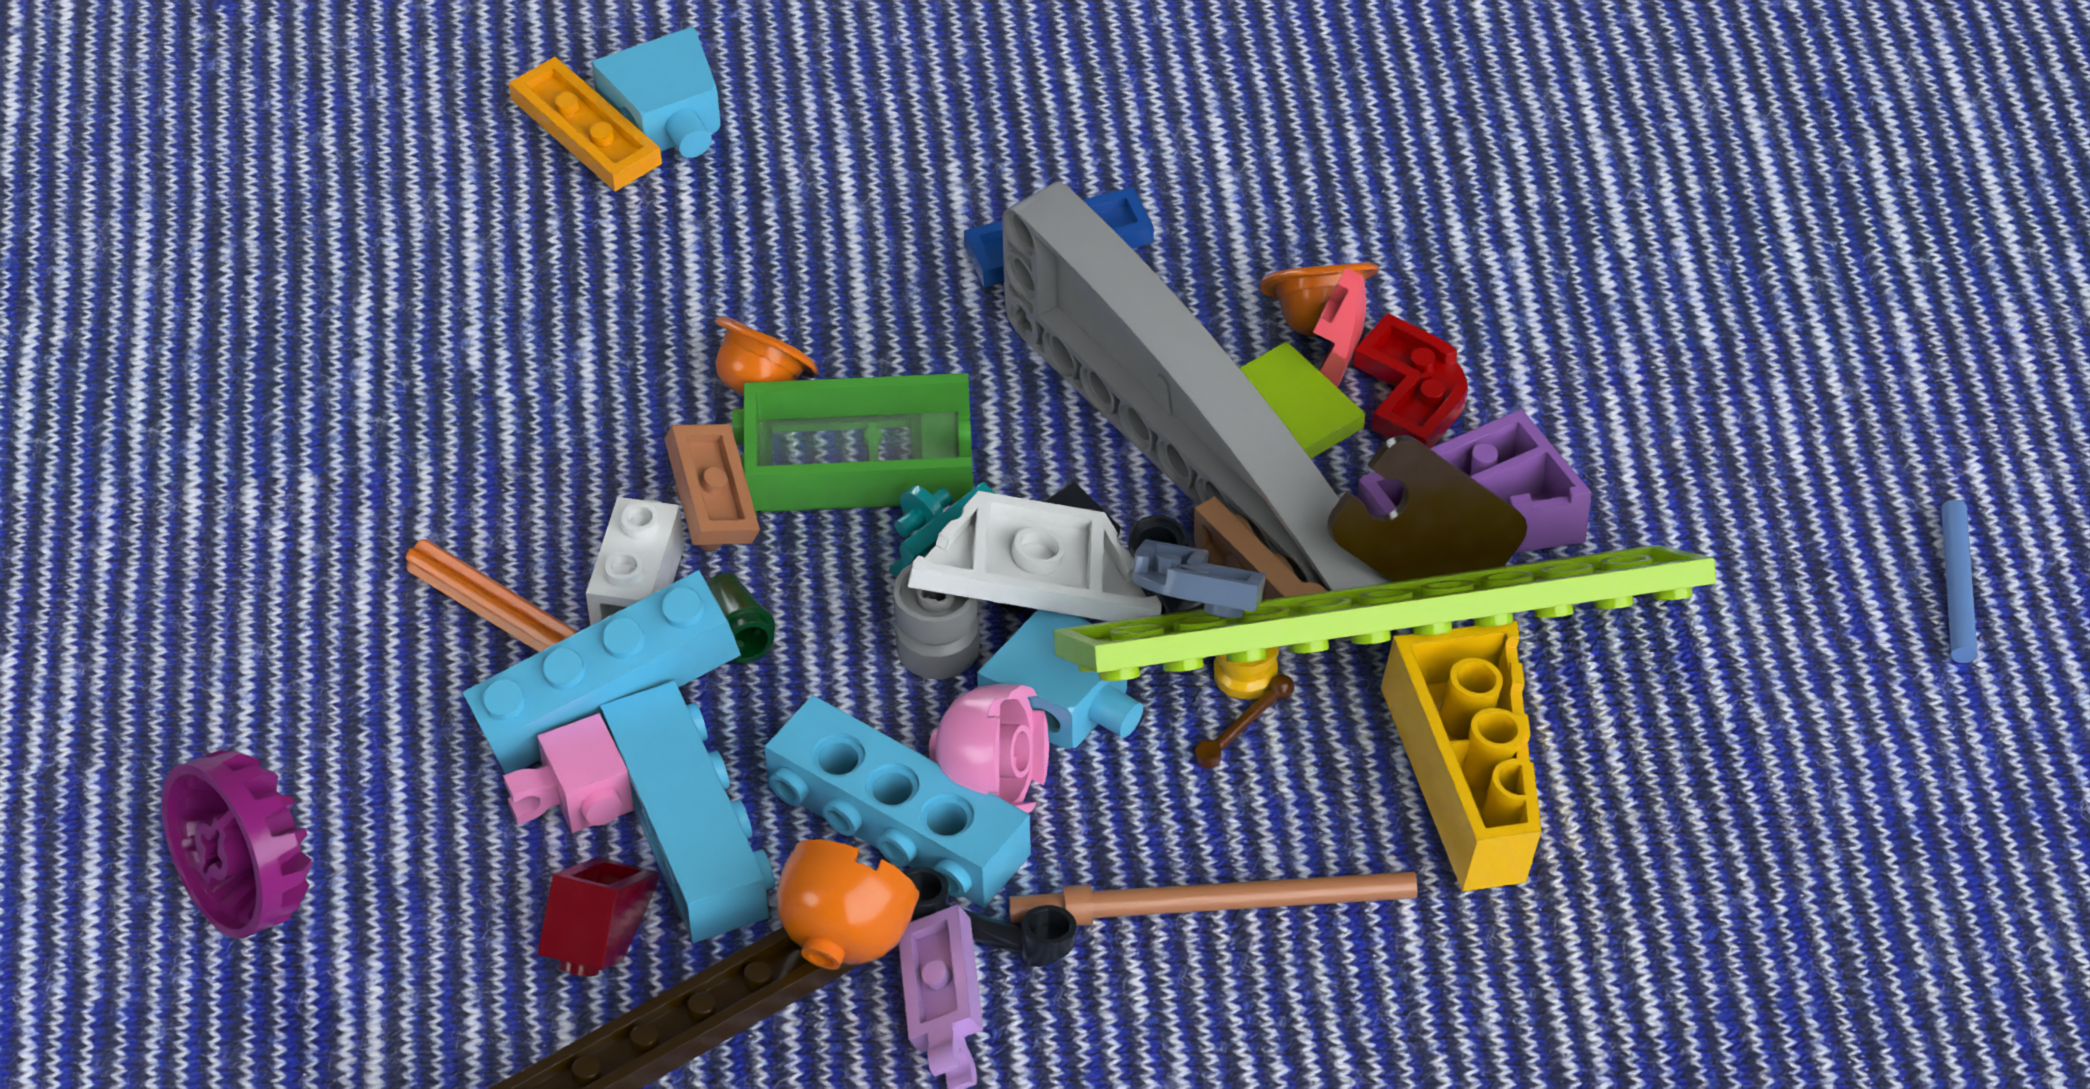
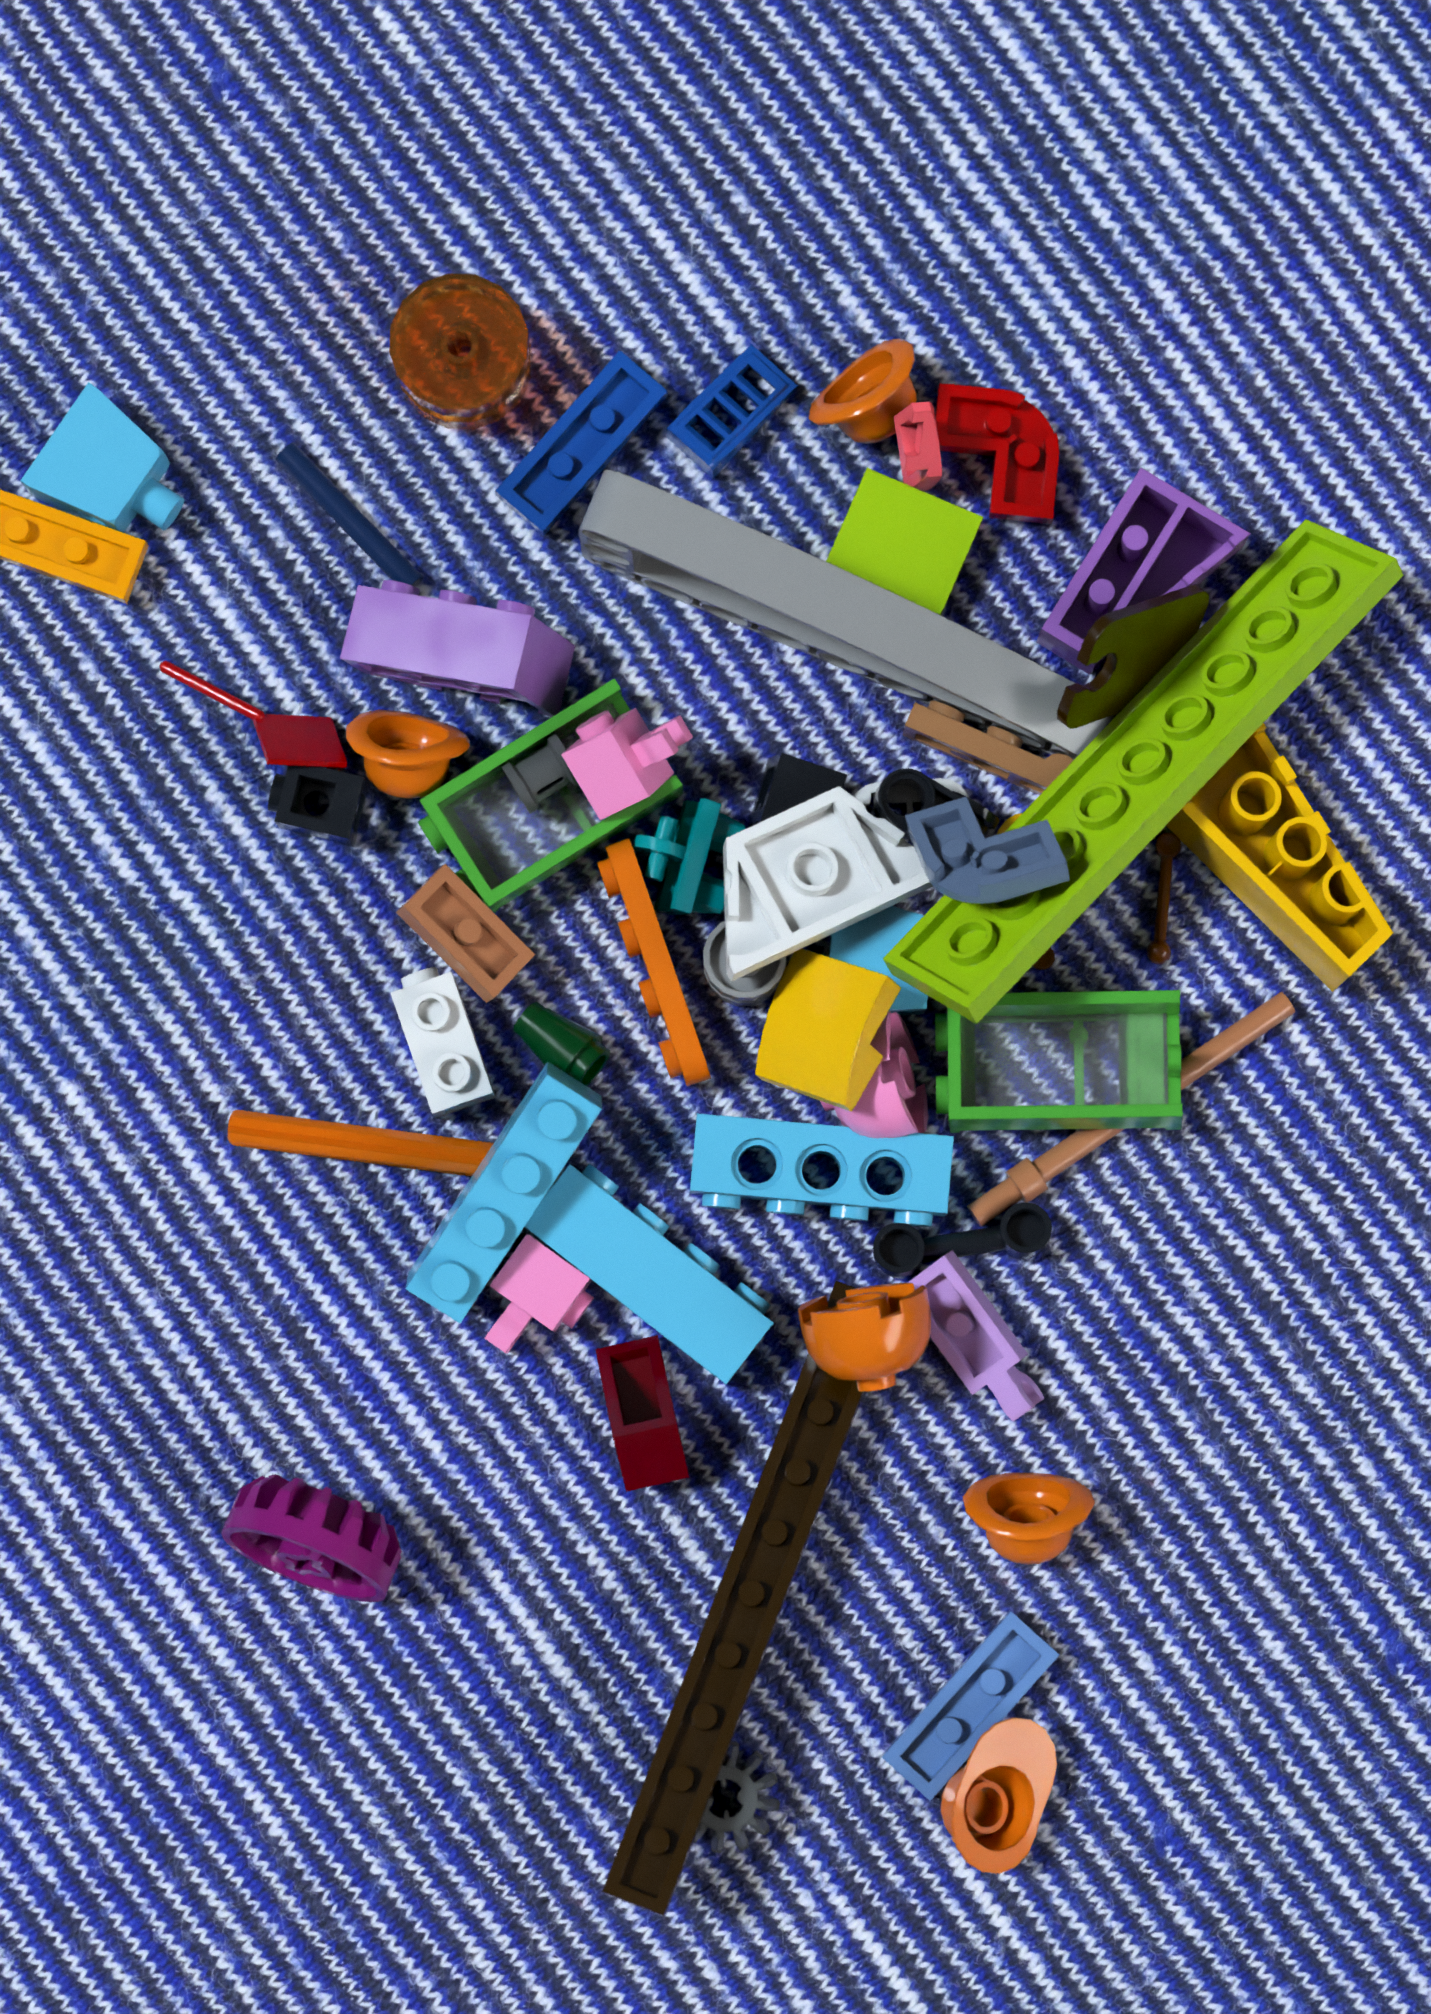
camera: 30 degrees left, 35 degrees up
(659, 300) = (283, 738): none -> red piece
(666, 366) = (345, 795): none -> black brick
(834, 213) = (347, 516): none -> dark blue bar
(846, 429) = (540, 774): none -> dark grey bush
(853, 613) = (644, 937): none -> orange plate
(857, 306) = (457, 645): none -> medium lavender wedge
(934, 417) = (623, 760): none -> bright pink brick
(964, 663) = (823, 1028): none -> yellow slope
(1001, 129) = (435, 326): none -> clear orange wheel
(1171, 812) = (1063, 1062): none -> door
(1176, 258) = (695, 446): none -> blue slope
(1377, 726) = (1167, 848): none -> reddish brown hinge

